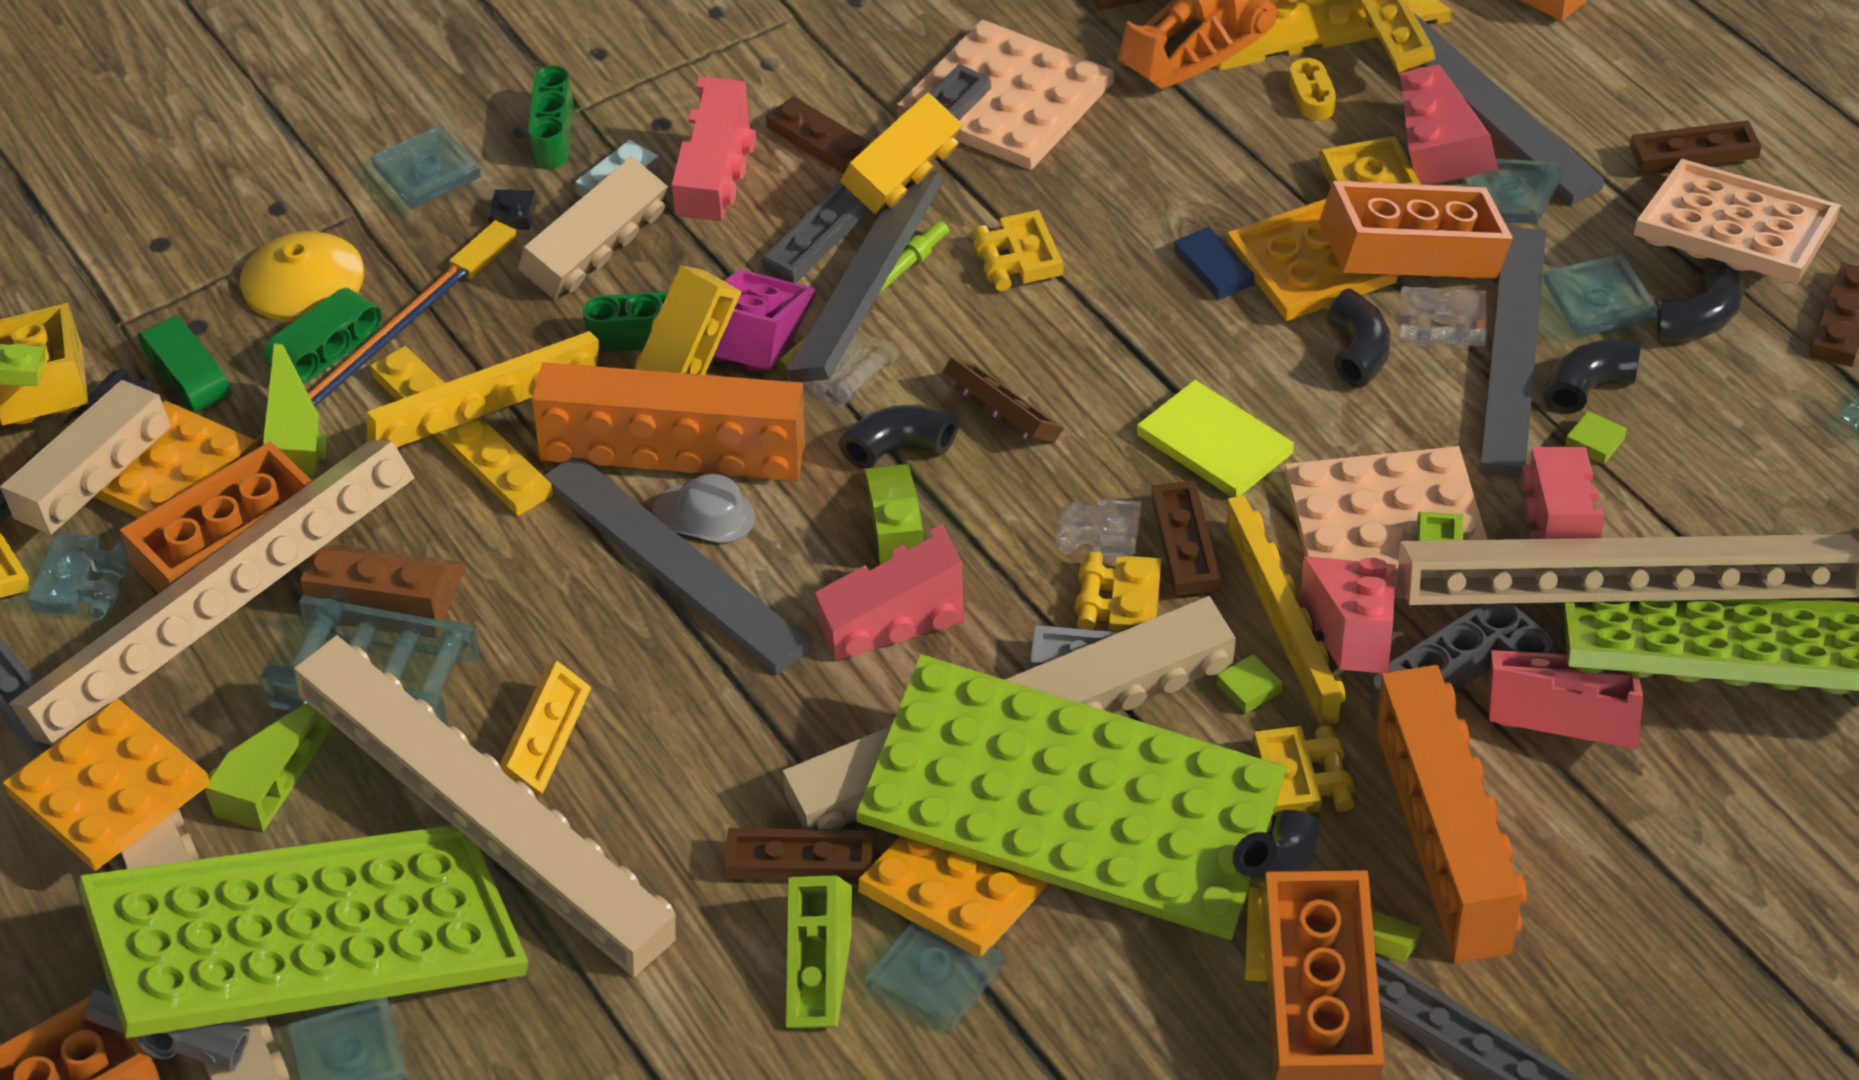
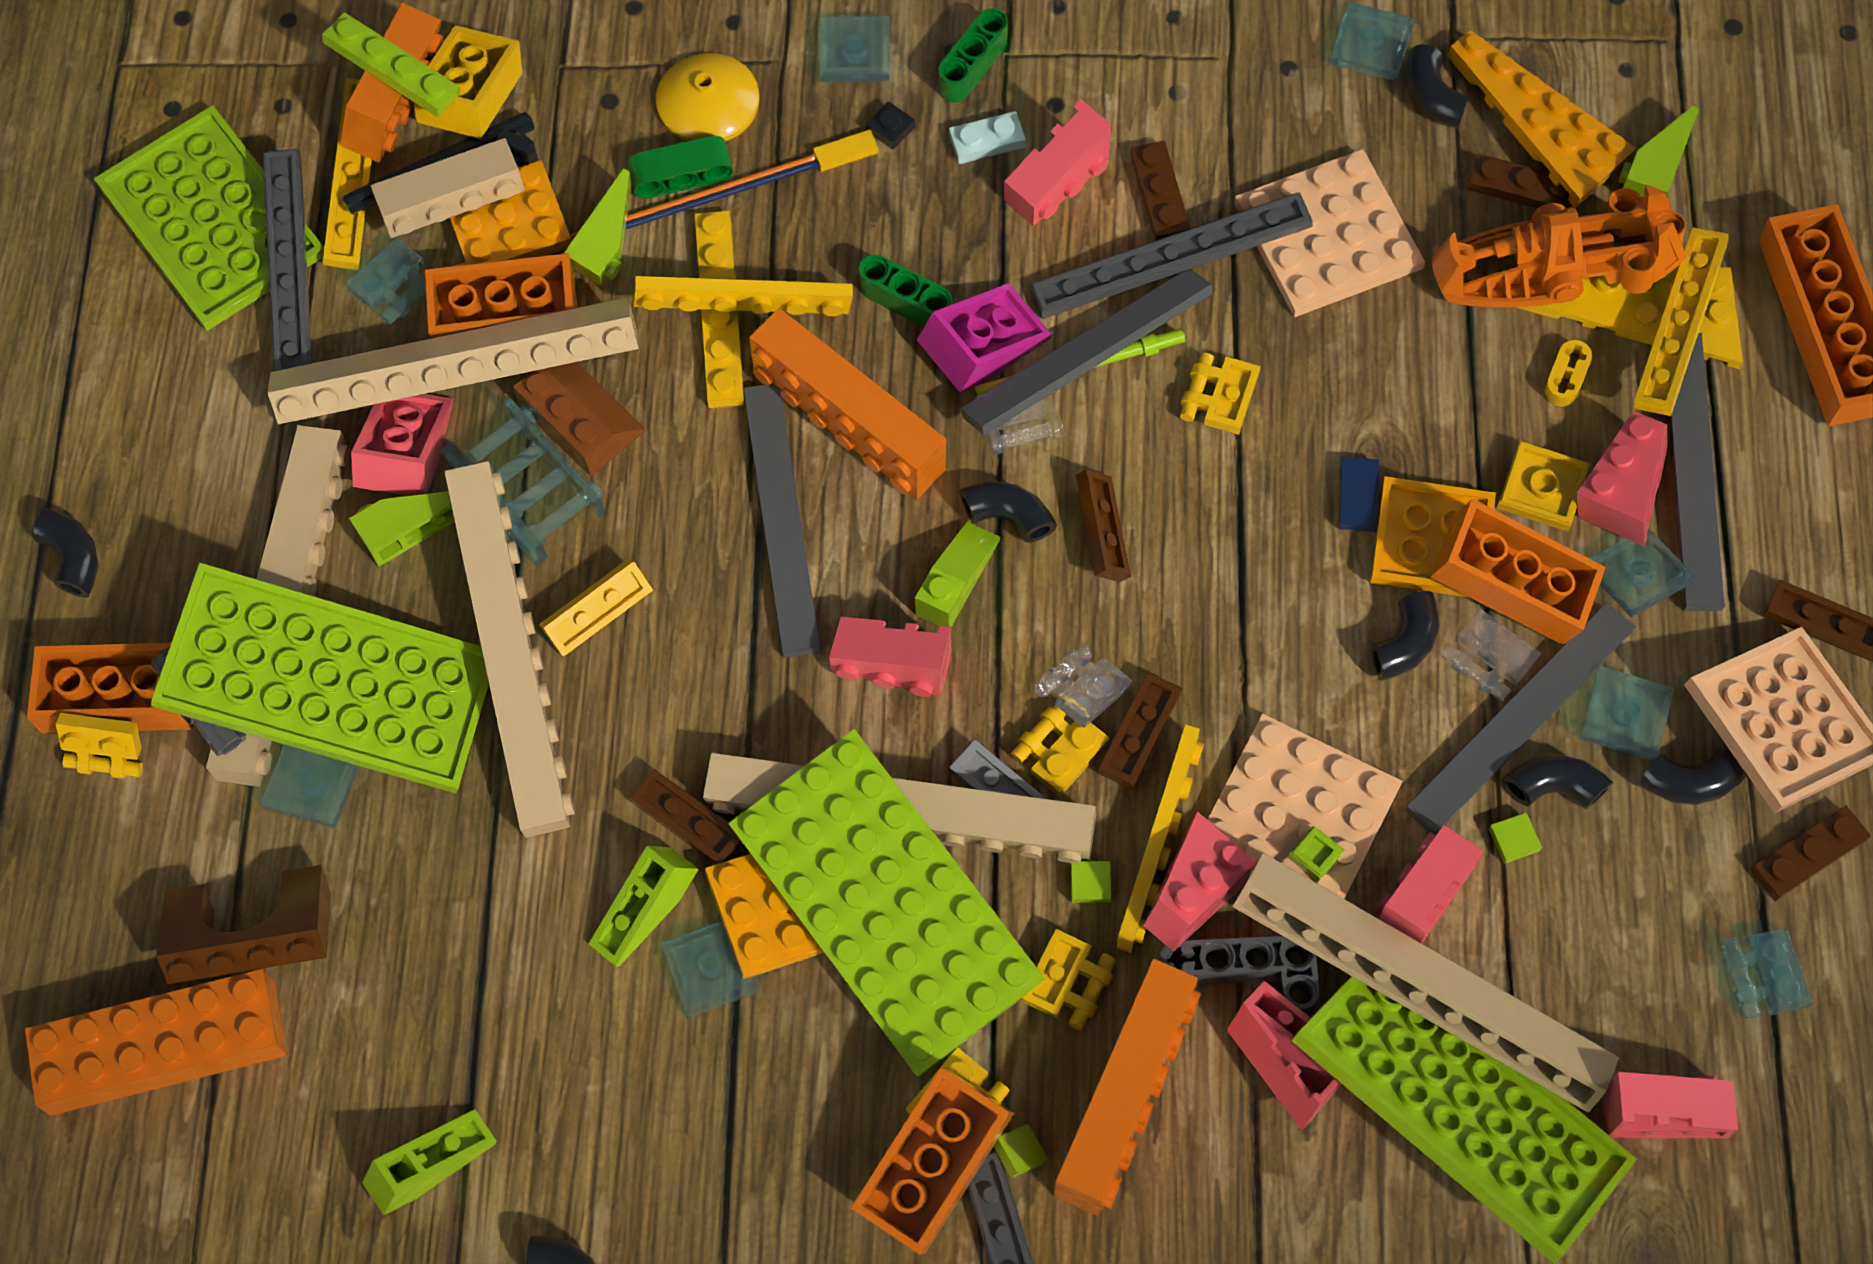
camera: 35 degrees right, 20 degrees up
(106, 784) = (289, 478): light orange plate -> none
(184, 364) = (573, 135): green beam -> none
(207, 703) = (401, 445): none -> coral slope
(593, 228) = (927, 184): tan brick -> none
(689, 323) = (906, 335): yellow brick -> none
(706, 509) = (833, 487): light grey piece -> none
(902, 154) = (1188, 258): yellow brick -> none
(1215, 439) = (1233, 656): neon yellow tile -> none
(1285, 848) = (988, 1044): black cylinder -> none

